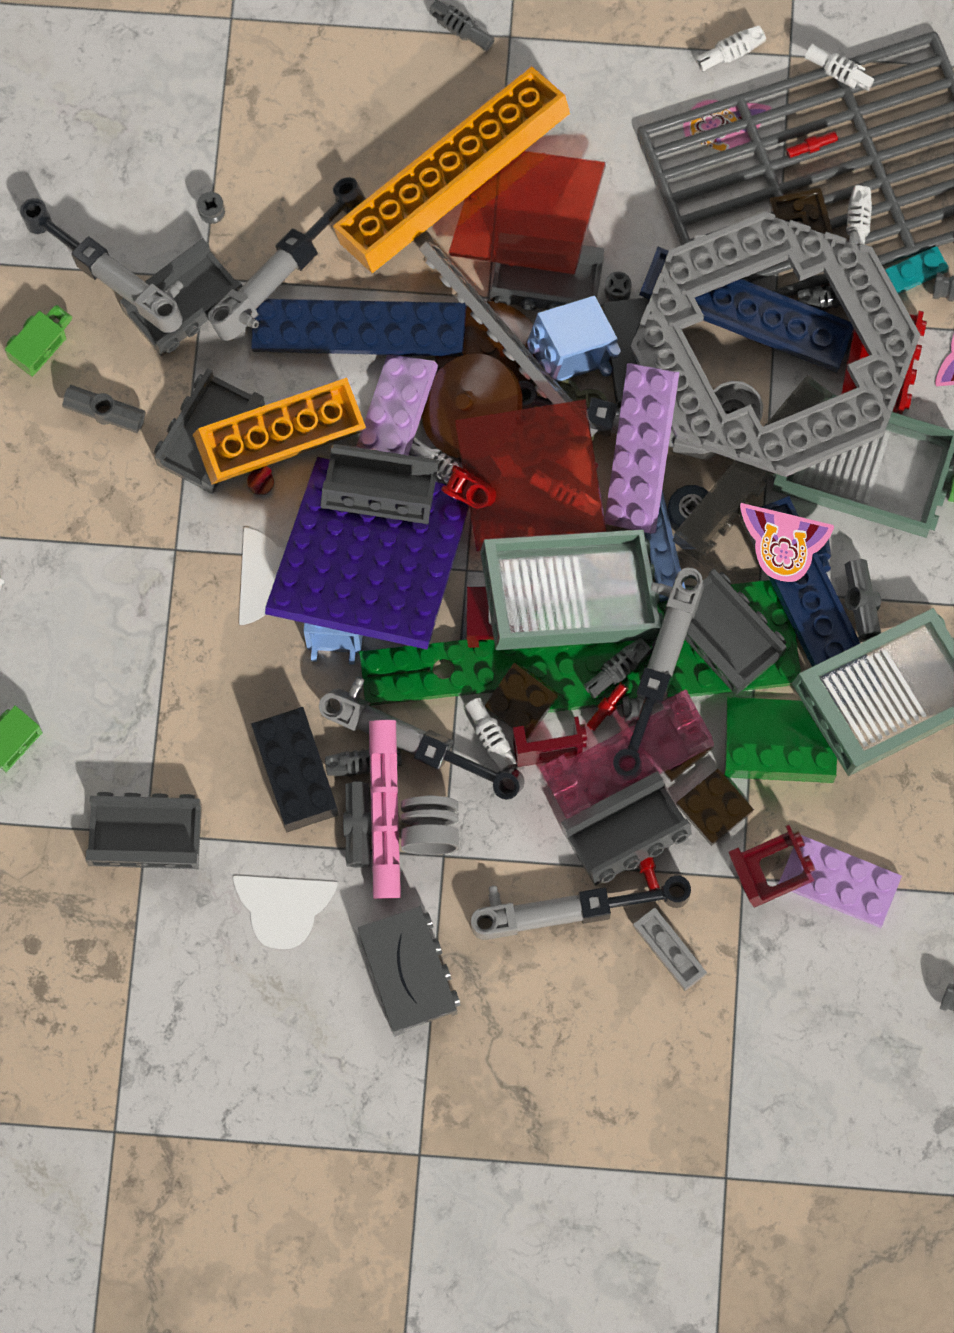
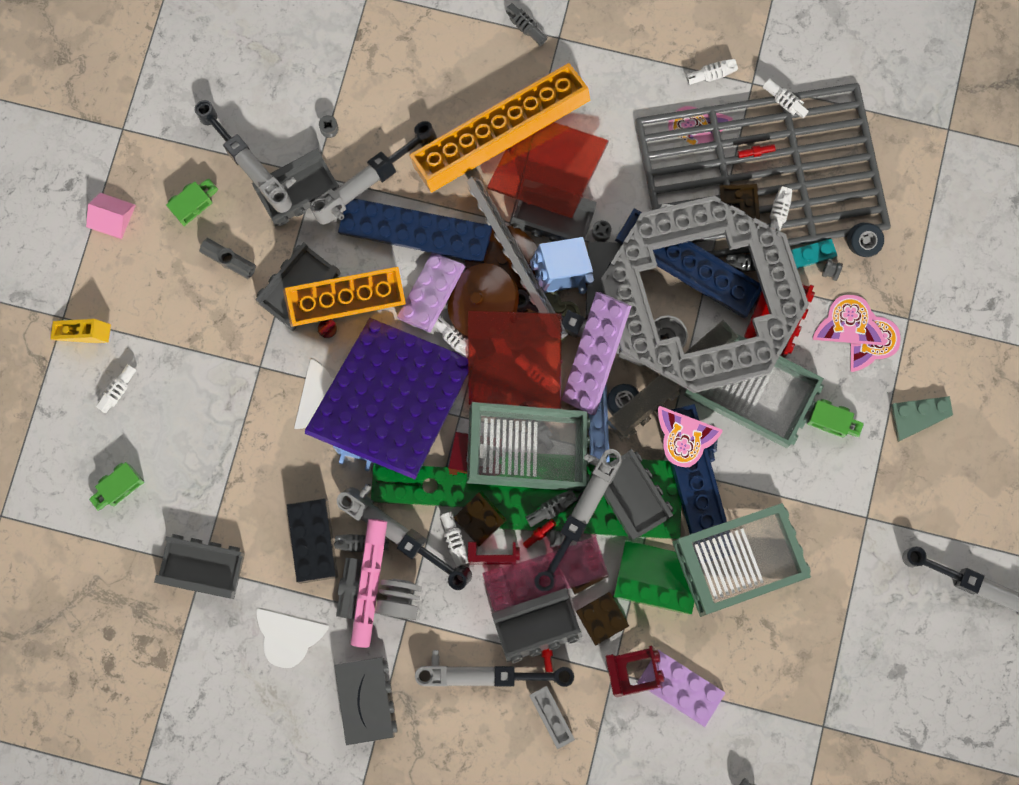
camera: 10 degrees right, 5 degrees up
(379, 483) = (407, 347): dark grey panel -> none
(464, 486) = (466, 359): red piece -> none
(862, 599) = (733, 487): dark grey piece -> none

